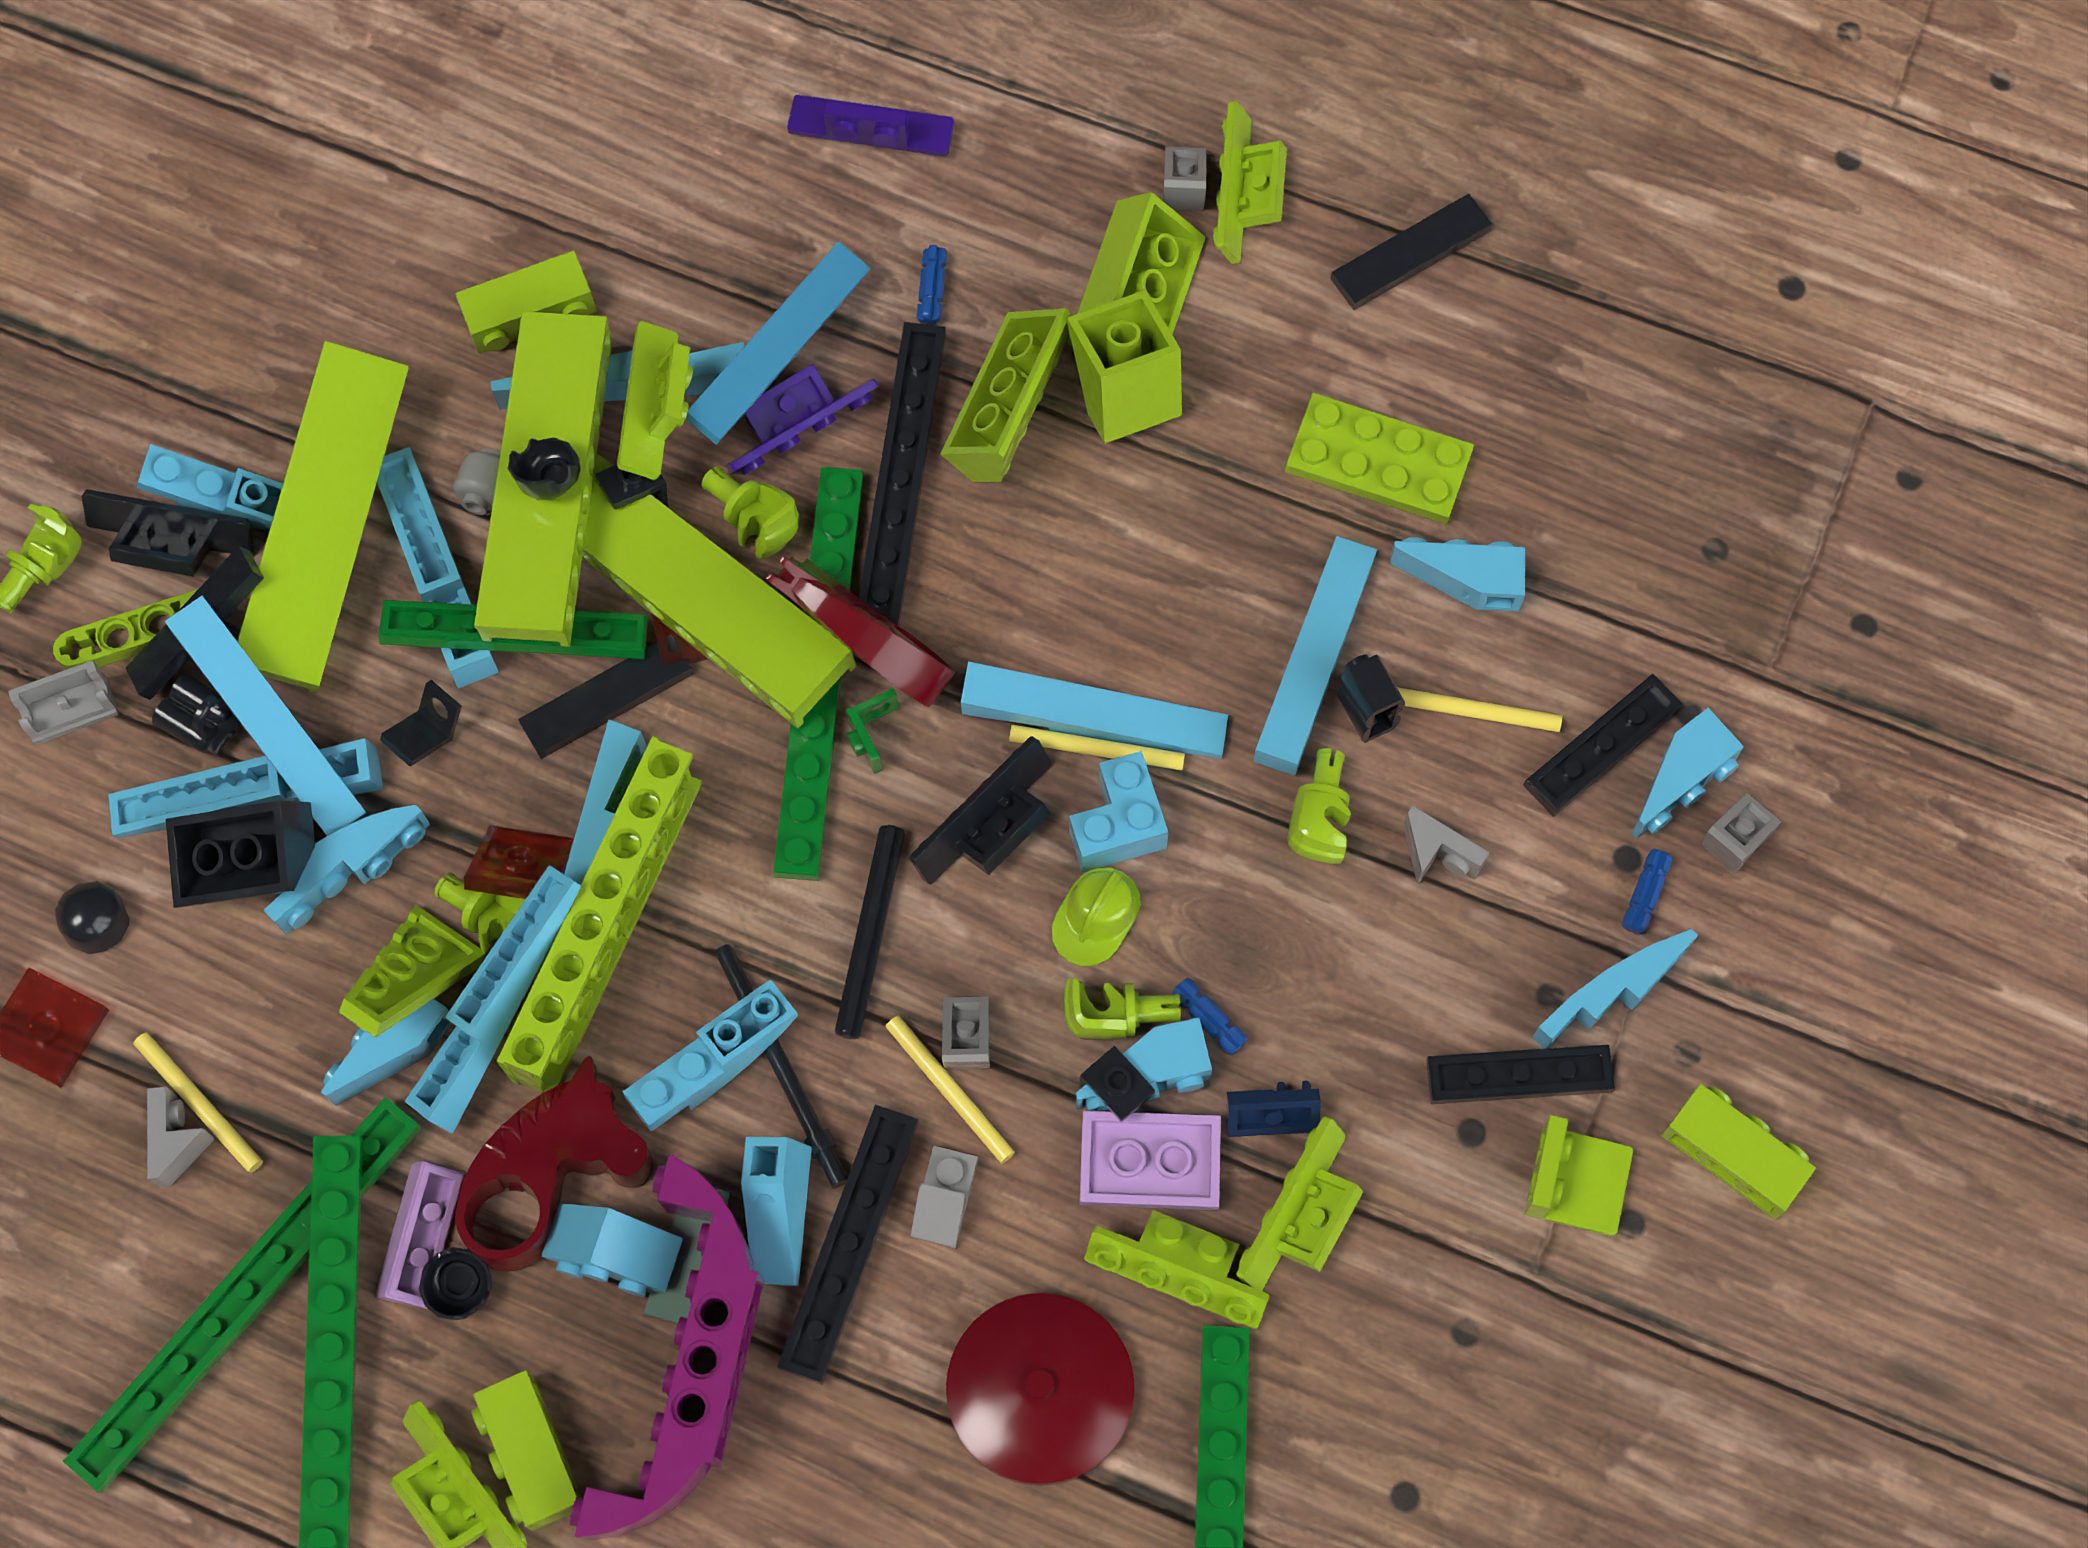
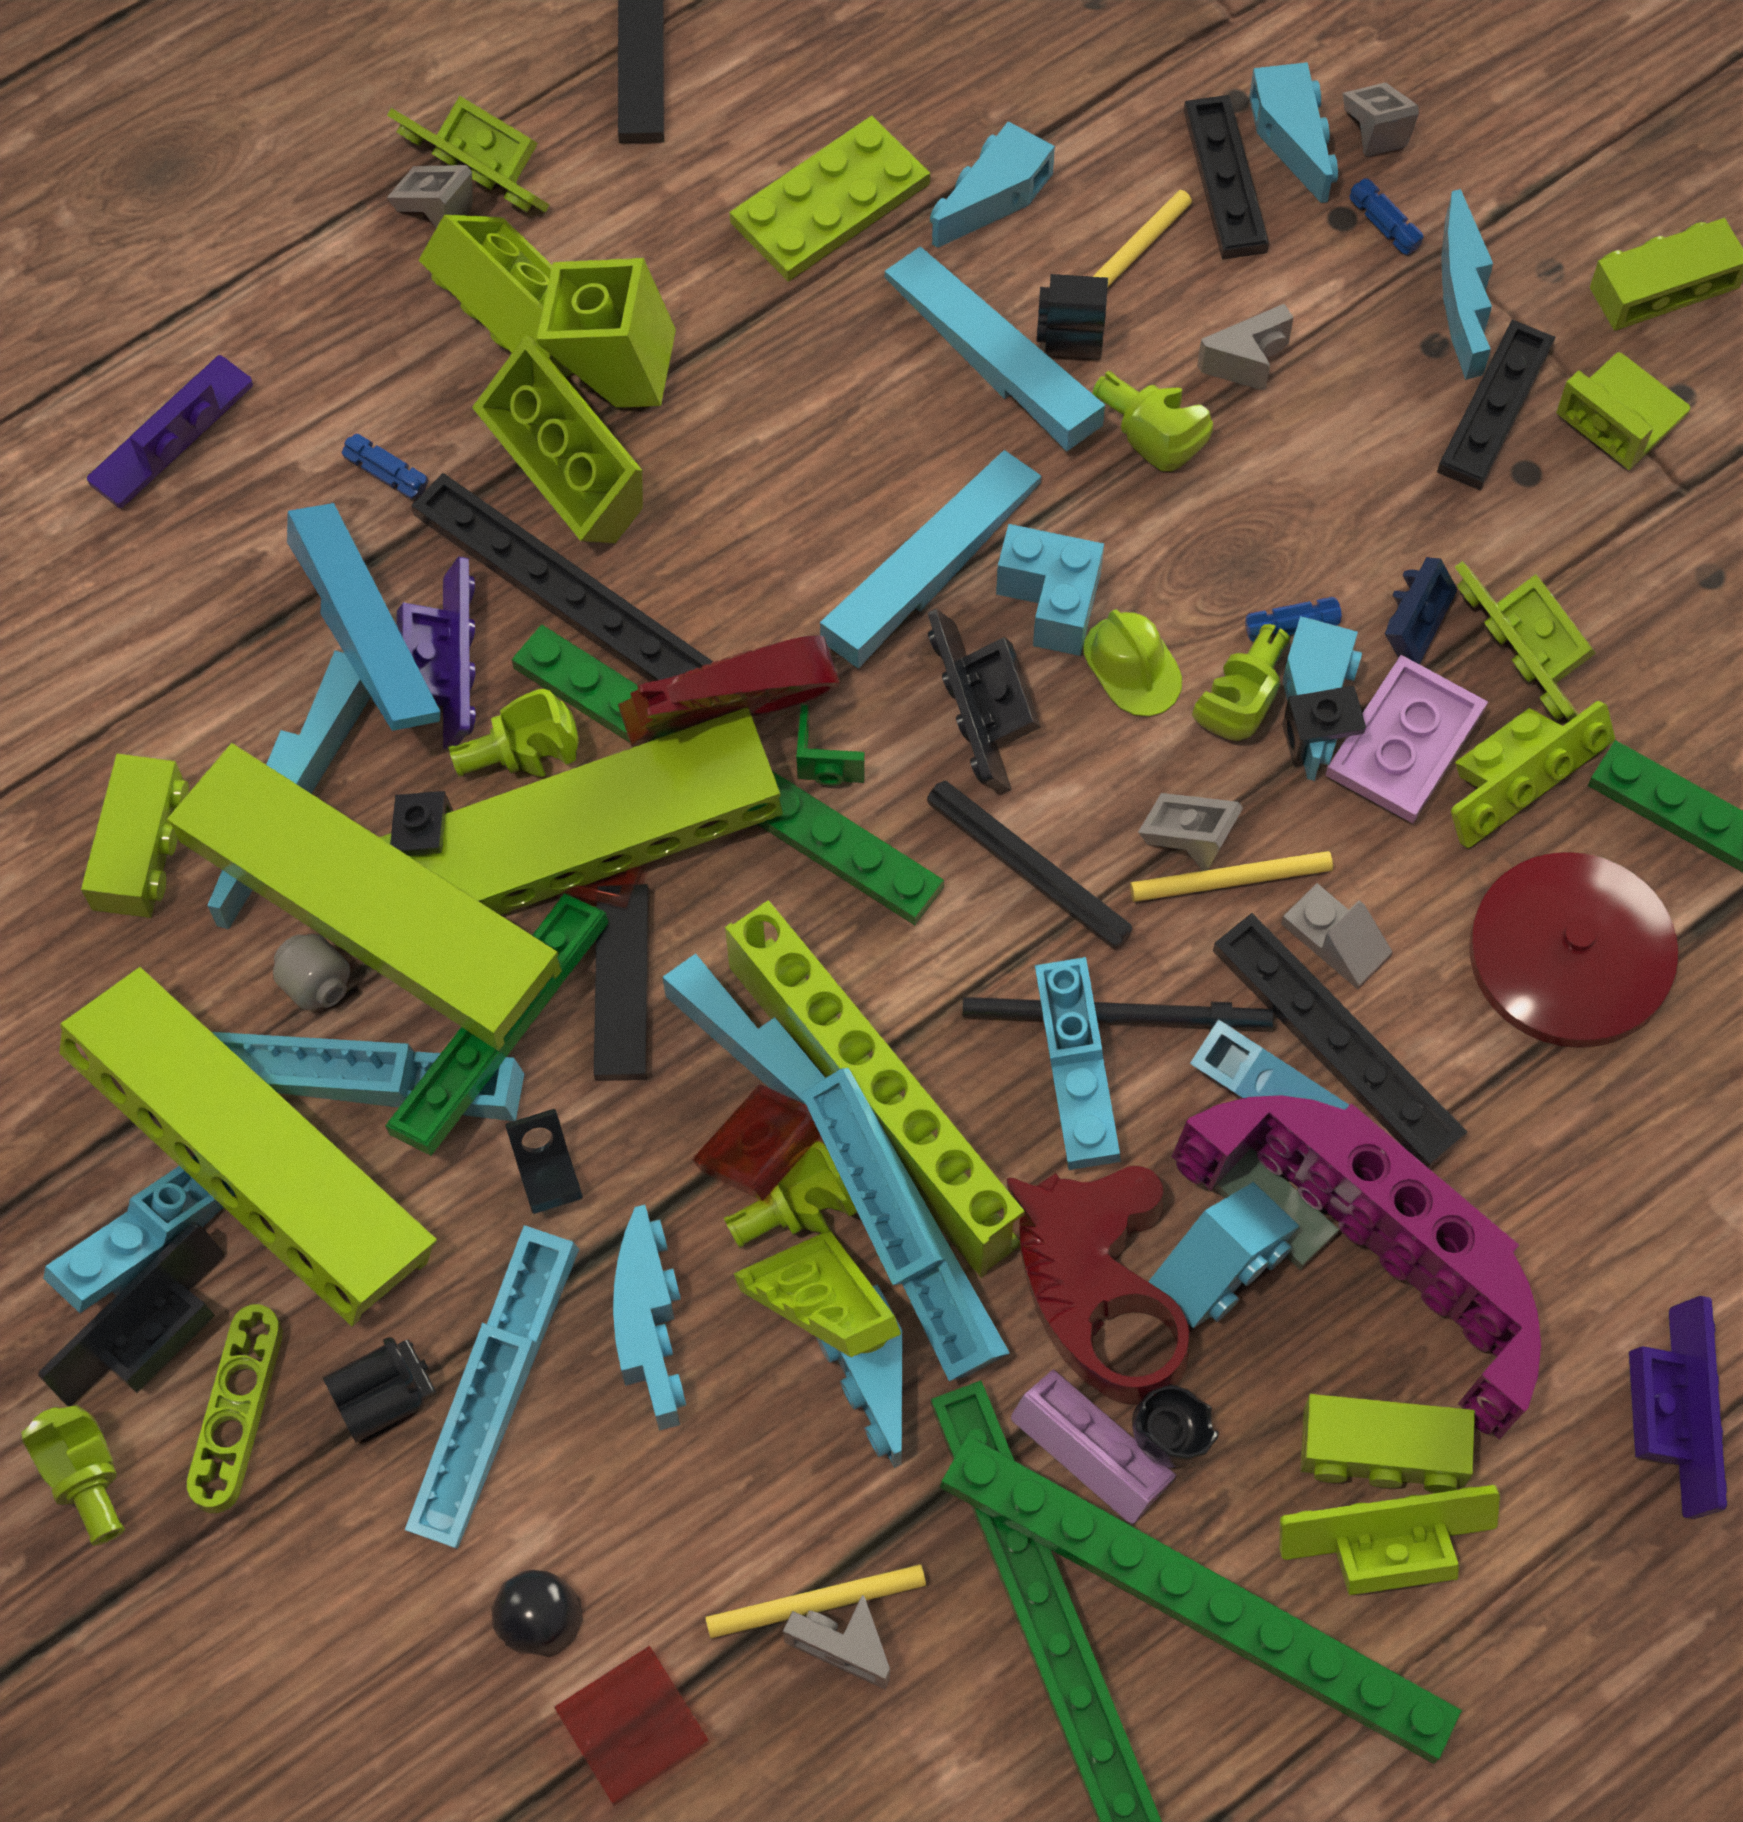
camera: 60 degrees left, 5 degrees down
(64, 702) = (270, 1522): light grey hinge -> none
(223, 593) = (281, 1329): black tile -> none
(239, 852) = (579, 1408): black slope -> none
(264, 716) = (443, 1301): medium azure slope -> none
(545, 468) = (373, 869): black hair -> none
(653, 398) = (352, 743): lime bracket -> none
(1096, 747) = (962, 577): light yellow bar -> none

